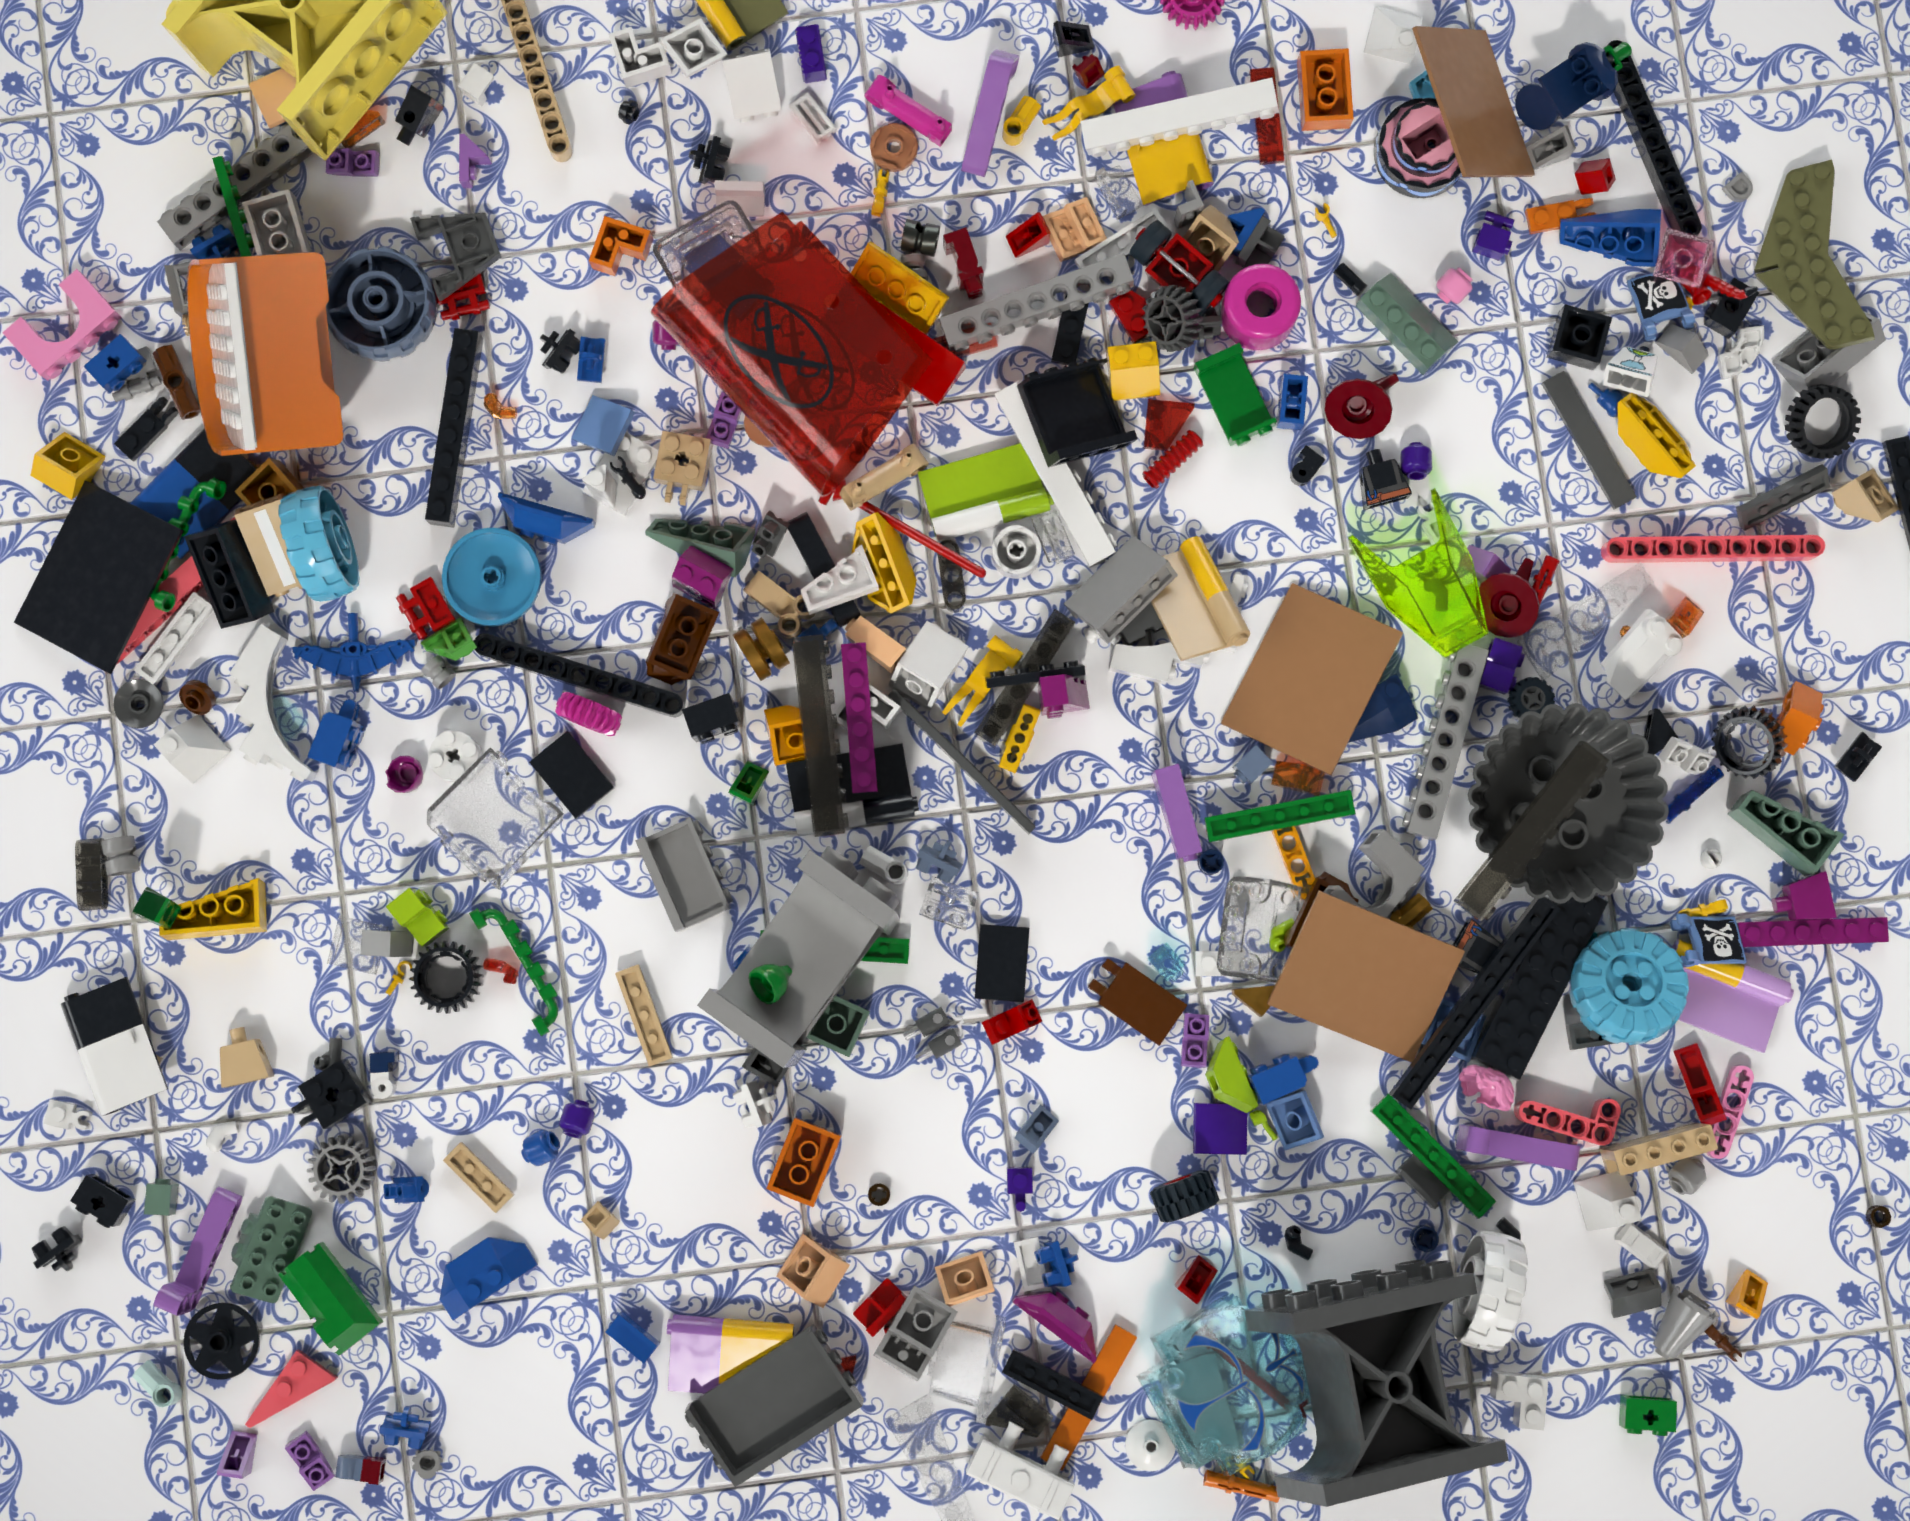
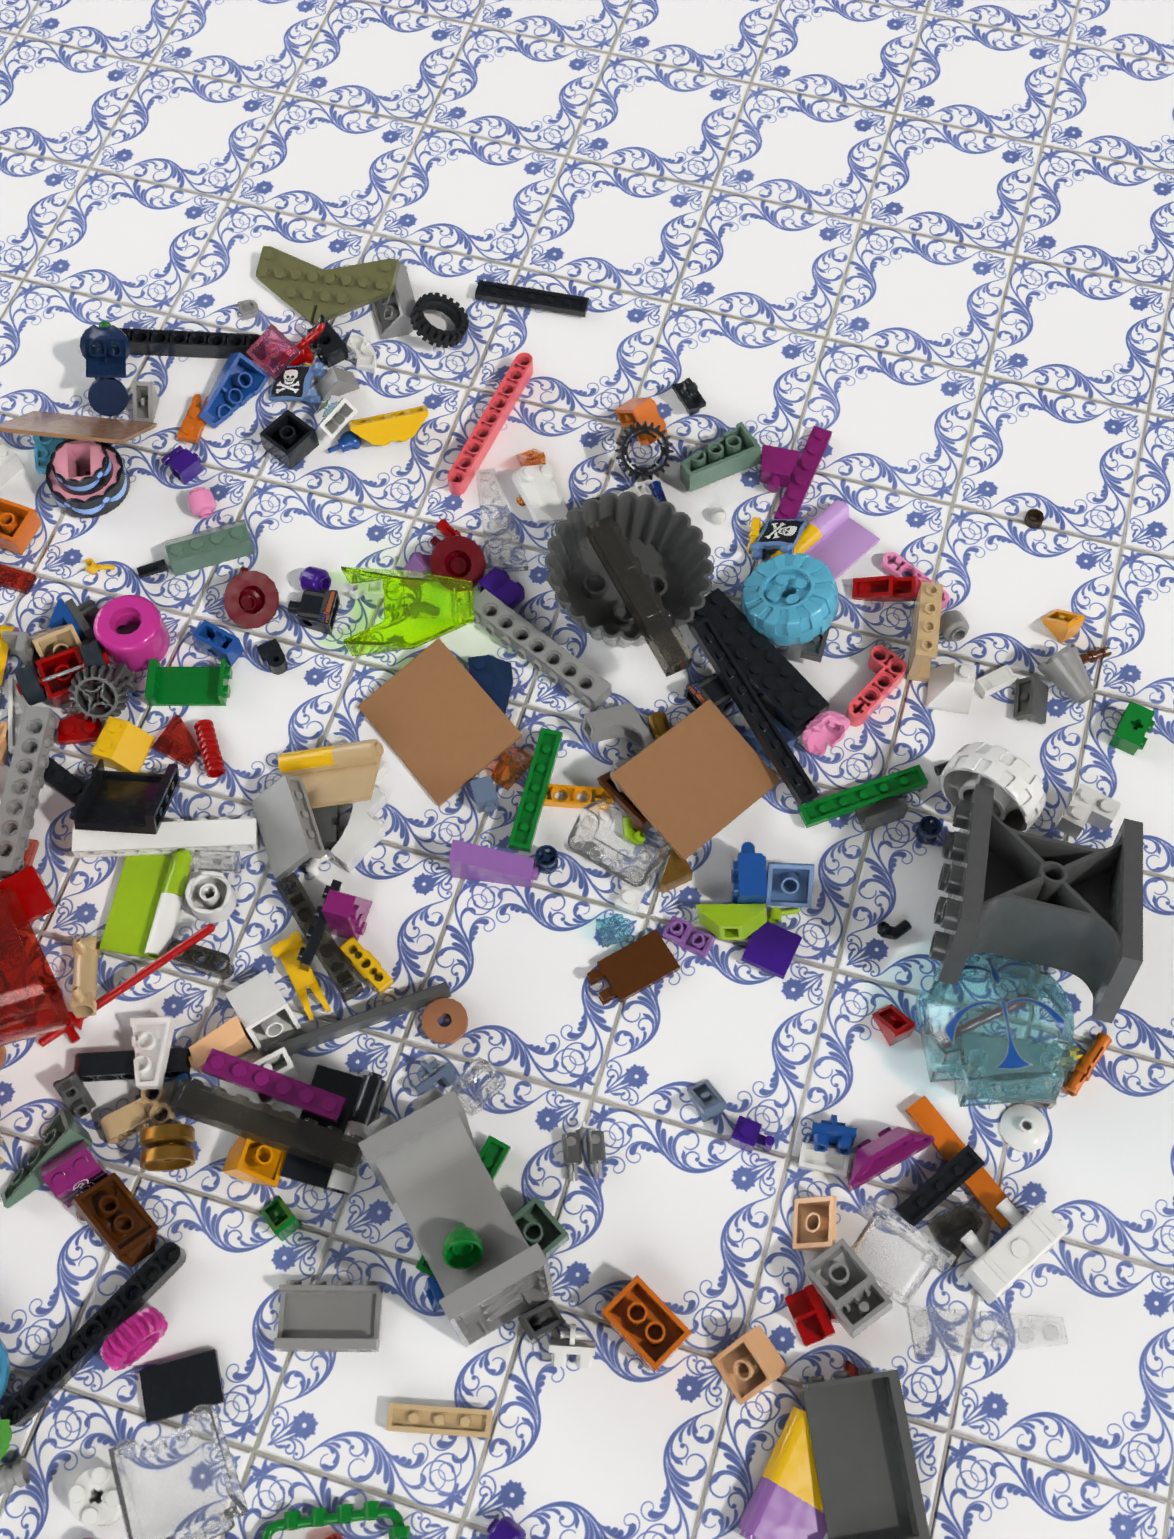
camera: 65 degrees left, 20 degrees down
(712, 719) = (203, 1221): black brick -> none
(873, 1189) = (713, 1269): dark brown bush -> none
(888, 562) = (157, 1002): yellow wedge -> none
(1002, 963) = (549, 1066): black tile -> none
(1003, 827) = (450, 1033): none -> nougat tile
(1012, 1022) = (603, 1079): red slope -> none
(1184, 1196) = (817, 997): black wheel -> none
(1517, 1147) = (870, 745): medium lavender beam -> none
(1535, 690) = (533, 573): black wheel -> none
(1588, 440) = (367, 467): dark grey tile -> none
(1595, 176) = (182, 386): red panel -> none
(1783, 497) = (479, 367): dark grey plate -> none
(1865, 498) = (506, 322): tan slope -> none

